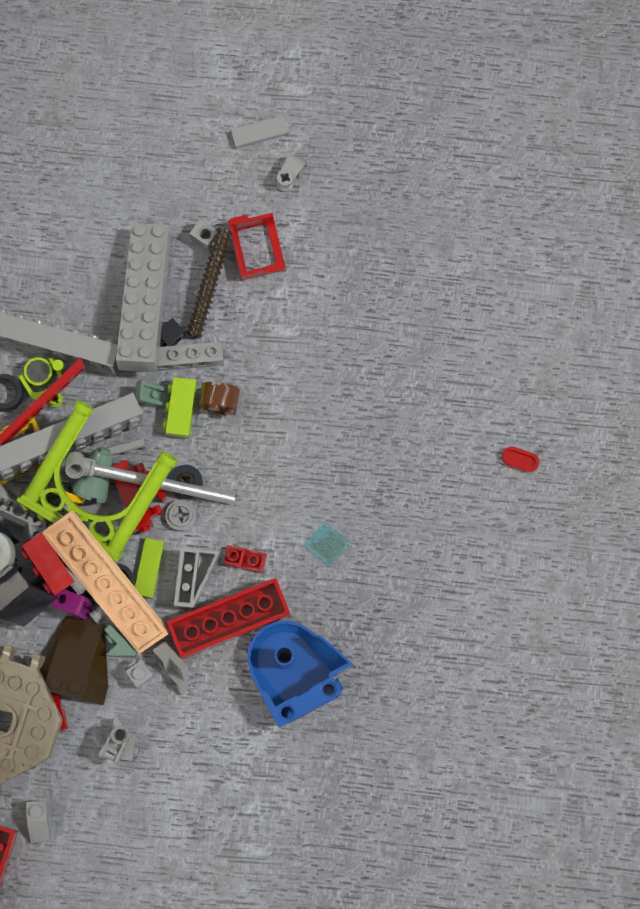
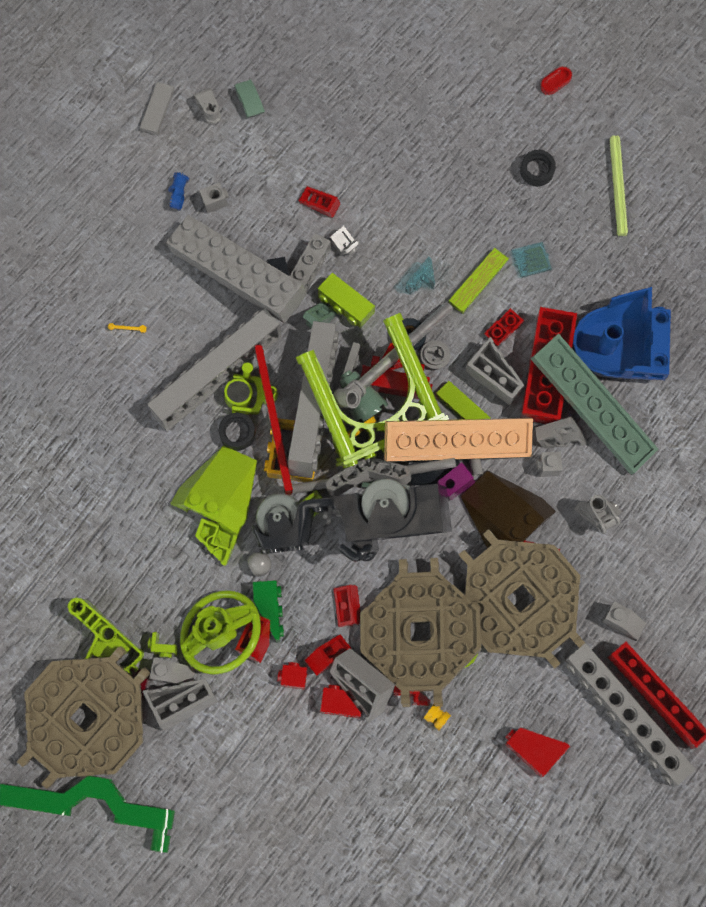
camera: 55 degrees left, 5 degrees down
(46, 564) = (418, 469): red brick -> none
(48, 255) = (142, 328): none -> yellow hinge
(122, 648) = (517, 464): sand green slope -> none
(195, 198) = (177, 190): none -> blue connector
(209, 282) = (257, 215): dark brown piece -> none
(214, 679) = (594, 404): none -> sand green plate
(219, 399) = (360, 264): reddish brown brick -> none
(235, 371) = (343, 241): none -> bracket
(243, 222) = (226, 159): red piece -> none
(250, 458) = (423, 275): none -> clear light blue slope
(265, 338) = (330, 206): none -> red slope
(275, 509) = (478, 280): none -> lime tile
(319, 203) = (249, 97): none -> sand green slope
(414, 509) = (533, 179): none -> black tyre
(450, 577) = (618, 185): none -> yellowish green axle

